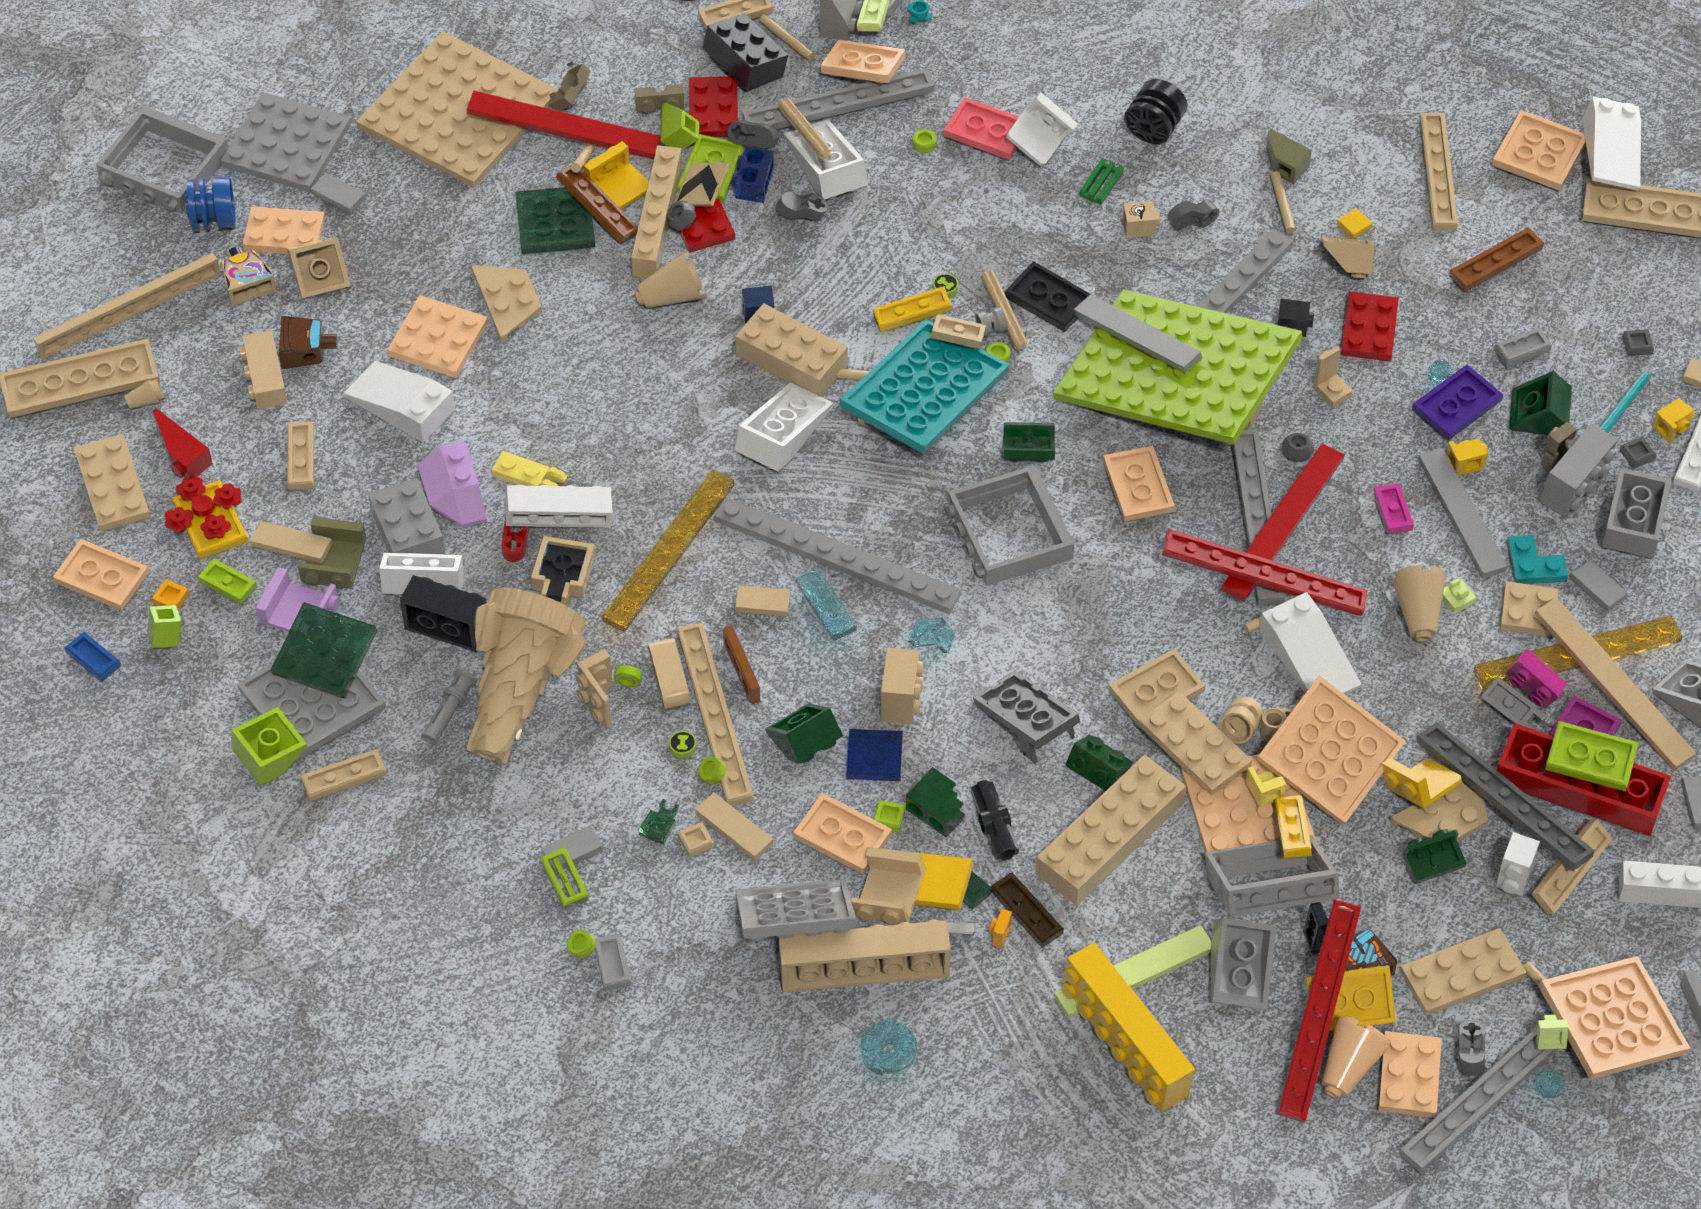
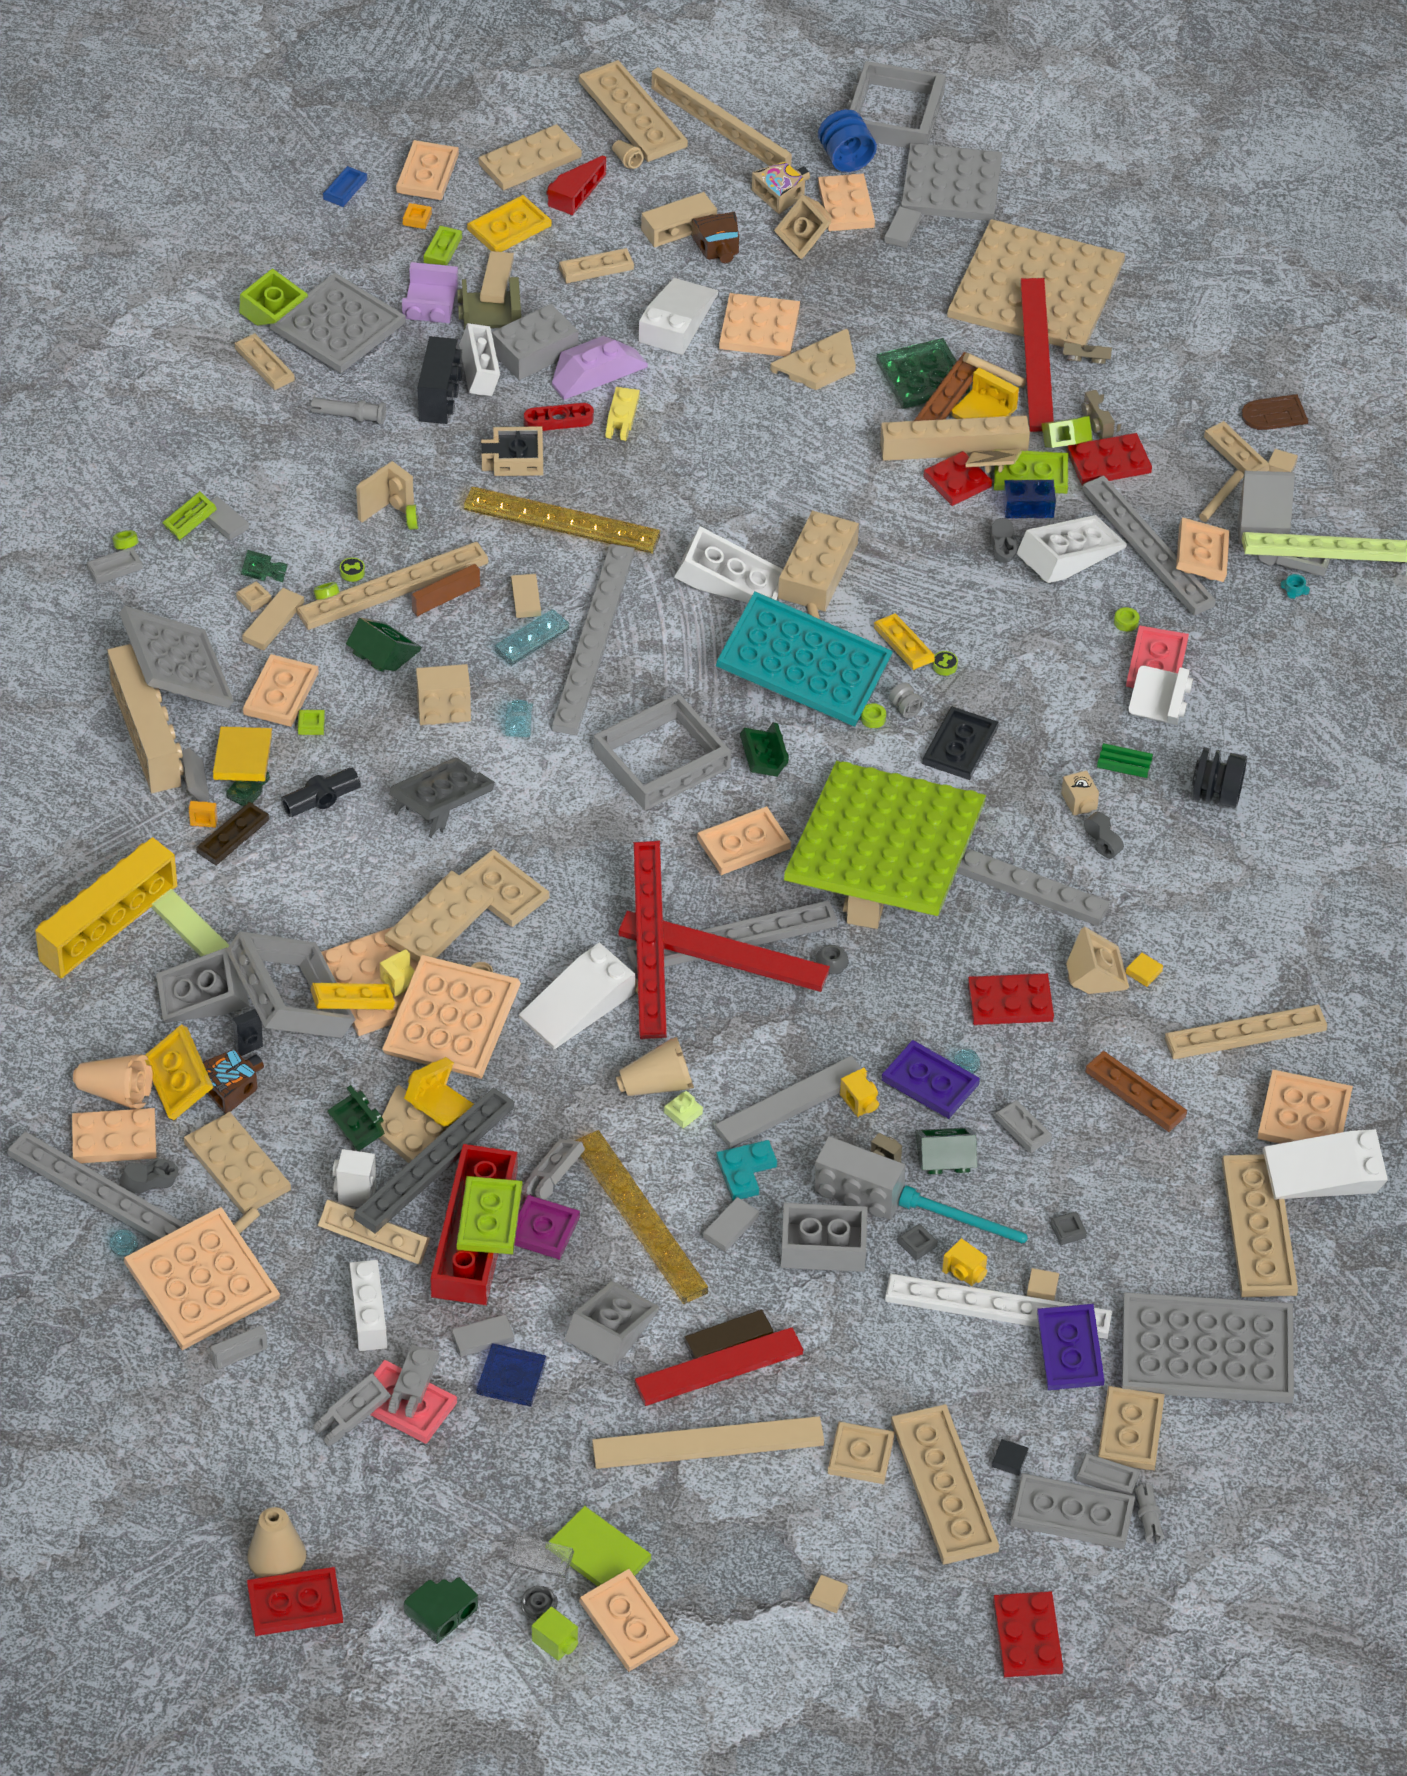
camera: 75 degrees right, 5 degrees down
(164, 626) = (378, 213): lime brick -> none
(203, 506) = (515, 211): red plant -> none
(324, 650) = (377, 312): clear green plate -> none
(523, 644) = (404, 422): tan cone -> none
(558, 506) = (581, 432): white brick -> none
(668, 673) = (423, 543): tan beam -> none
(671, 284) = (871, 464): tan cone -> none
(681, 215) = (951, 450): dark grey plate -> none
(742, 130) = (1077, 487): dark grey piece -> none
(745, 51) = (1178, 460): black brick -> none
(754, 298) = (870, 524): dark blue panel -> none
(804, 128) = (1089, 515): tan axle -> none
(874, 755) = (375, 700): clear blue tile -> none
(887, 1062) = (60, 749): clear light blue plate -> none
(890, 885) = (222, 729): tan panel -> none
(936, 802) = (329, 748): dark green piece -> none
(958, 331) = (877, 670): tan plate -> none
(999, 300) = (928, 710): tan axle -> none
(1097, 762) = (408, 857): dark green bracket -> none
(1110, 830) = (328, 874): tan brick -> none
(1138, 333) = (914, 799): light grey tile -> none
(1241, 719) = (465, 944): tan wheel -> none
(1283, 202) = (1152, 908): tan bar -> none
(1287, 156) = (1208, 898): olive slope -> none
(1295, 315) = (994, 931): black brick -> none
(1319, 1011) = (152, 1040): red tile -> none
(1327, 381) = (923, 971): tan bracket -> none
(1393, 508) = (775, 1042): dark pink plate -> none
(1520, 607) = (684, 1170): tan plate -> none
(1535, 679) = (582, 1171): dark pink bracket -> none
(1552, 1033) = (167, 1222): yellowish green tile -> none
(1615, 684) = (602, 1242): tan tile -> none

